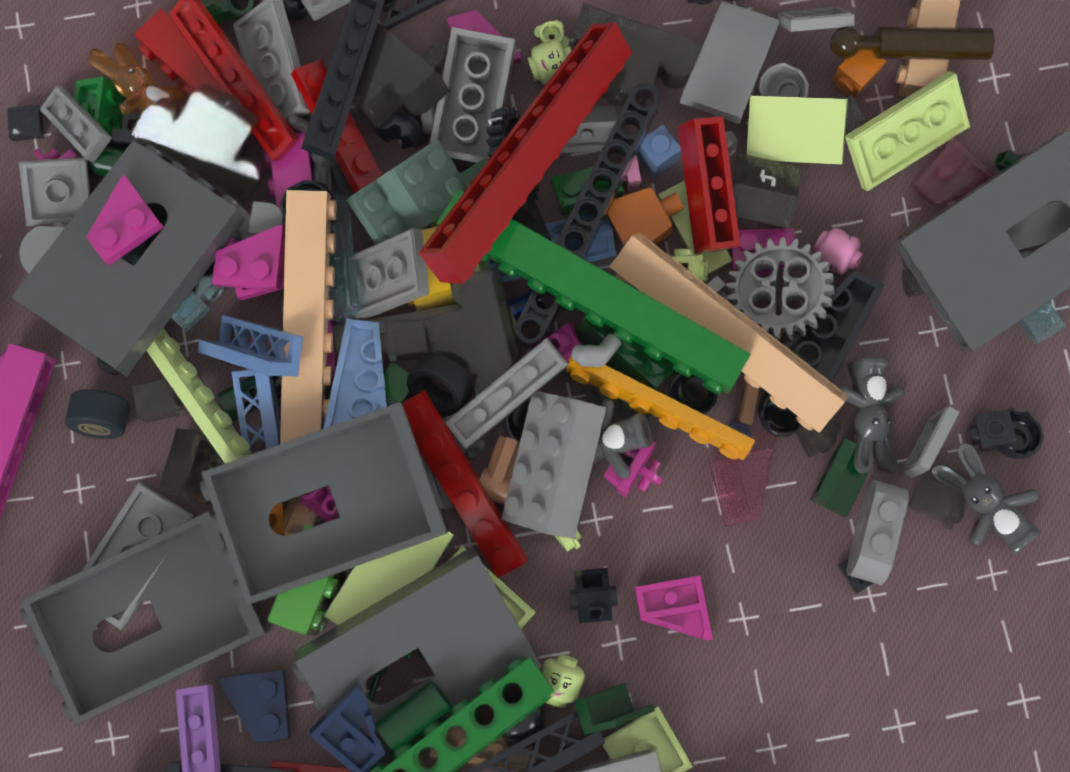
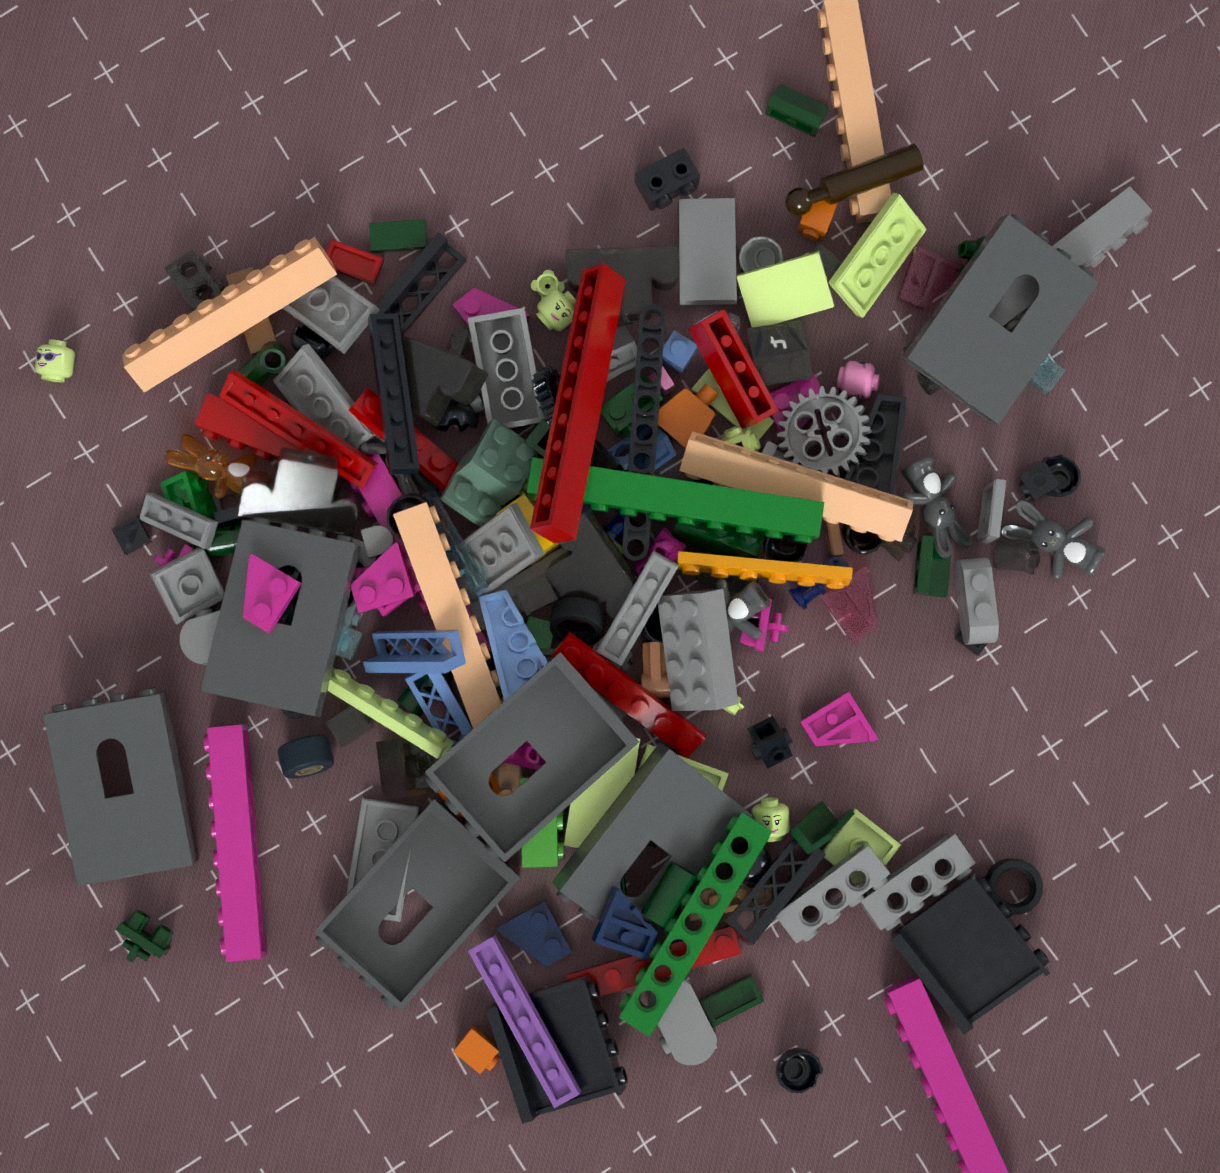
camera: 25 degrees left, 5 degrees up
(596, 355) = (698, 550): light grey arm -> none
(692, 458) = (802, 601): none -> clear blue bush
(815, 19) = (765, 188): light grey tile -> none

